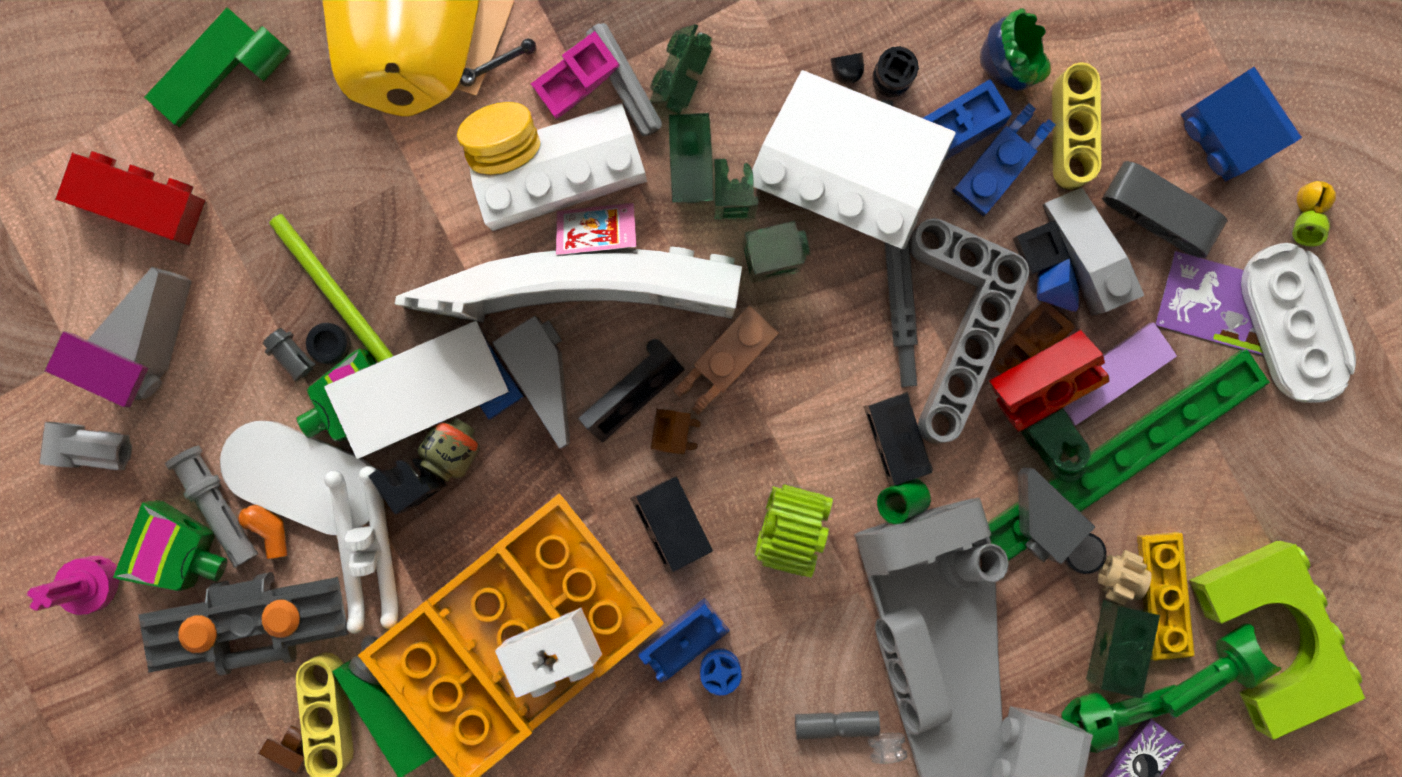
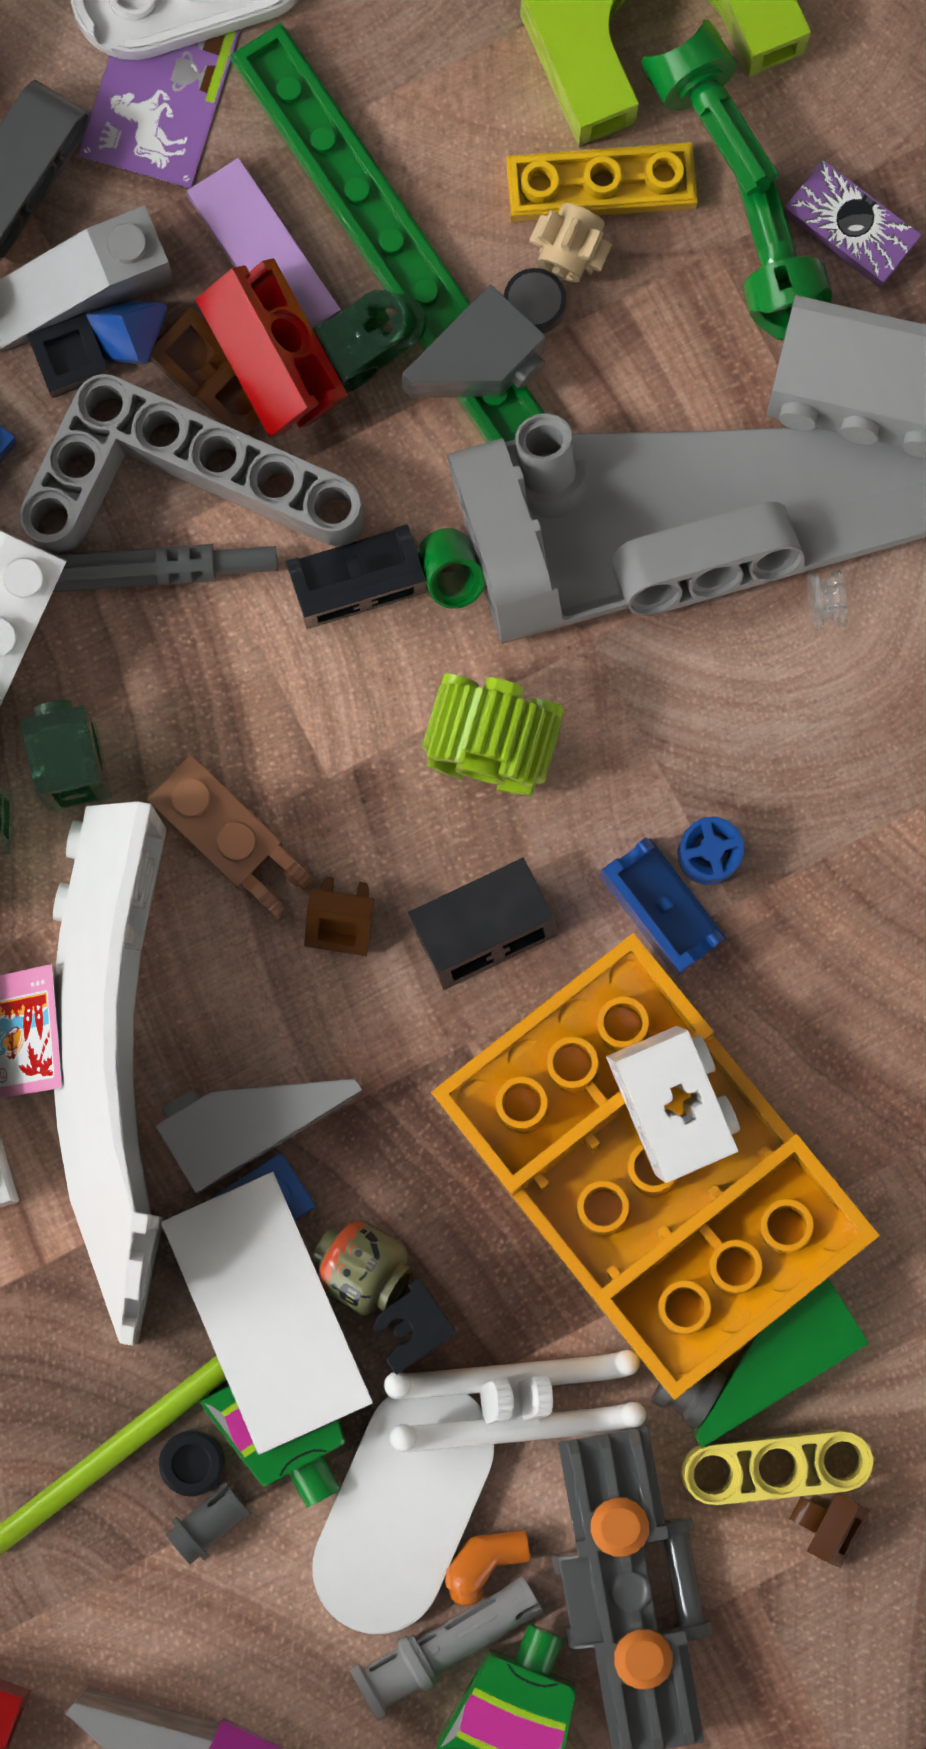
camera: 90 degrees left, 5 degrees down
(632, 391) = (276, 979): black hinge -> none
(832, 725) = (793, 668): dark grey piece -> none
(1122, 648) = (676, 247): clear green brick -> none

